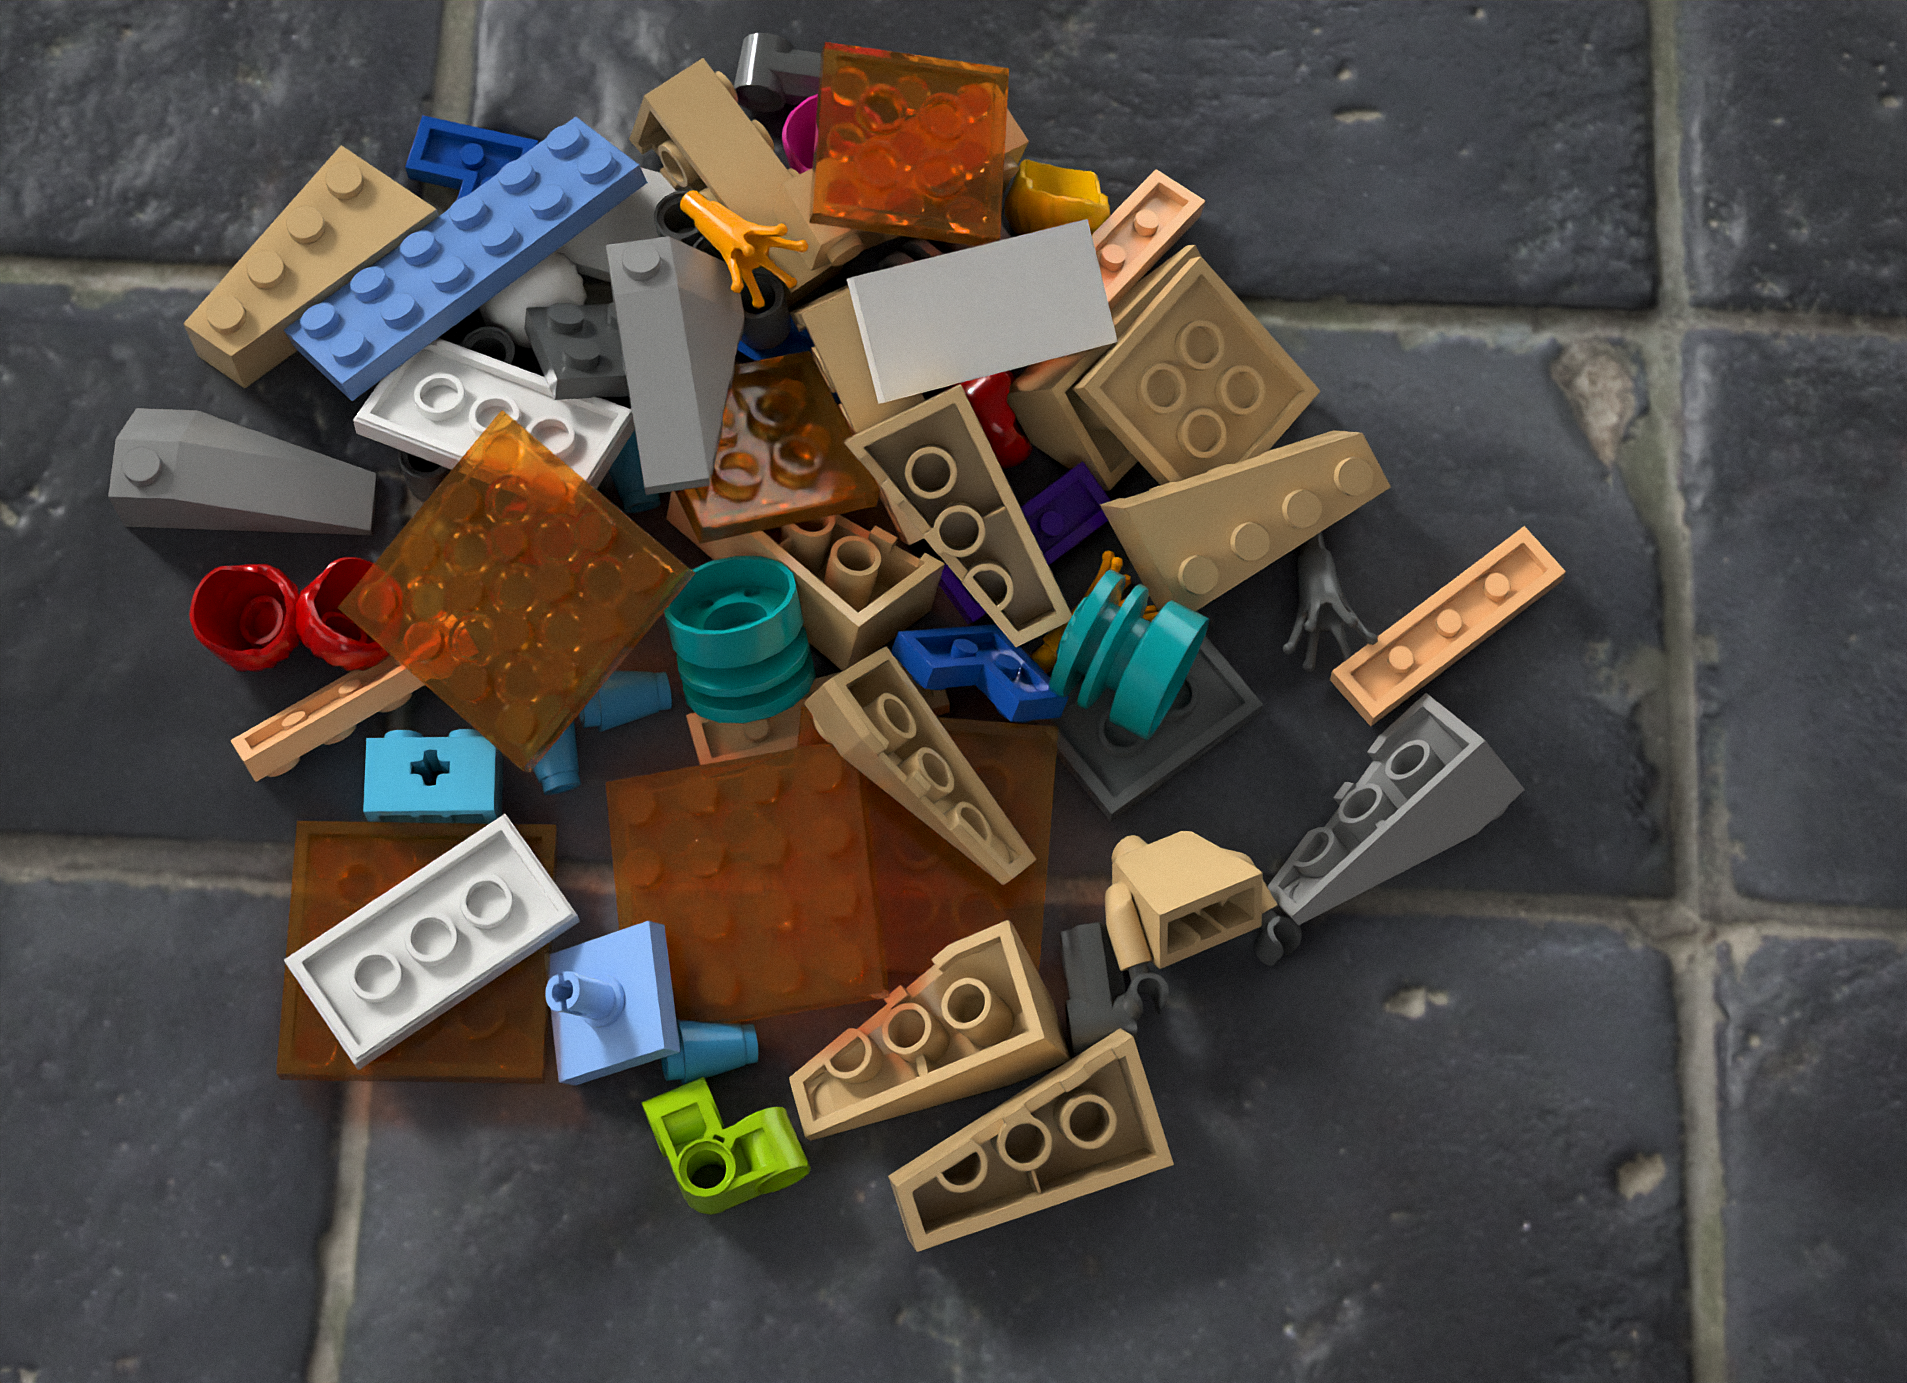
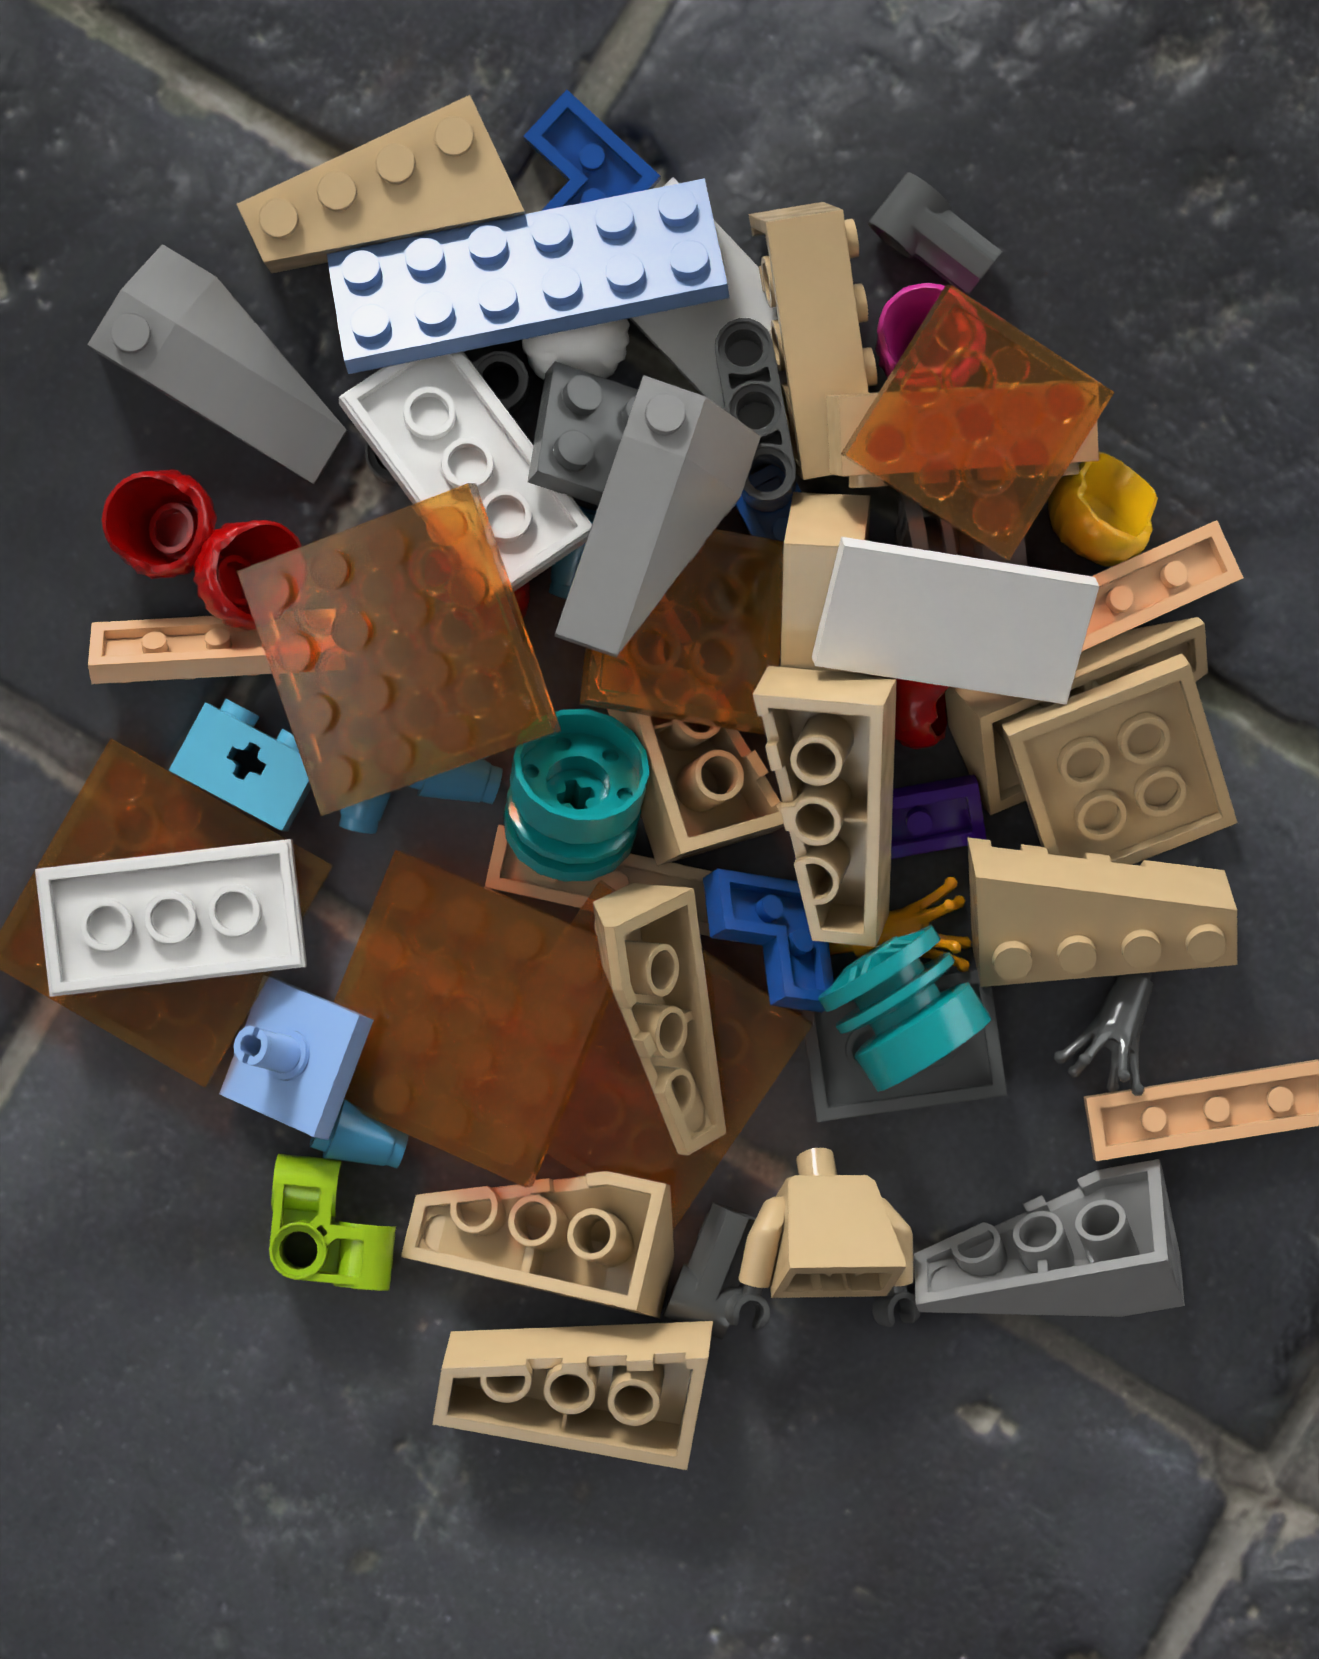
camera: 30 degrees right, 20 degrees up
(740, 242) = (774, 417): light orange piece -> none

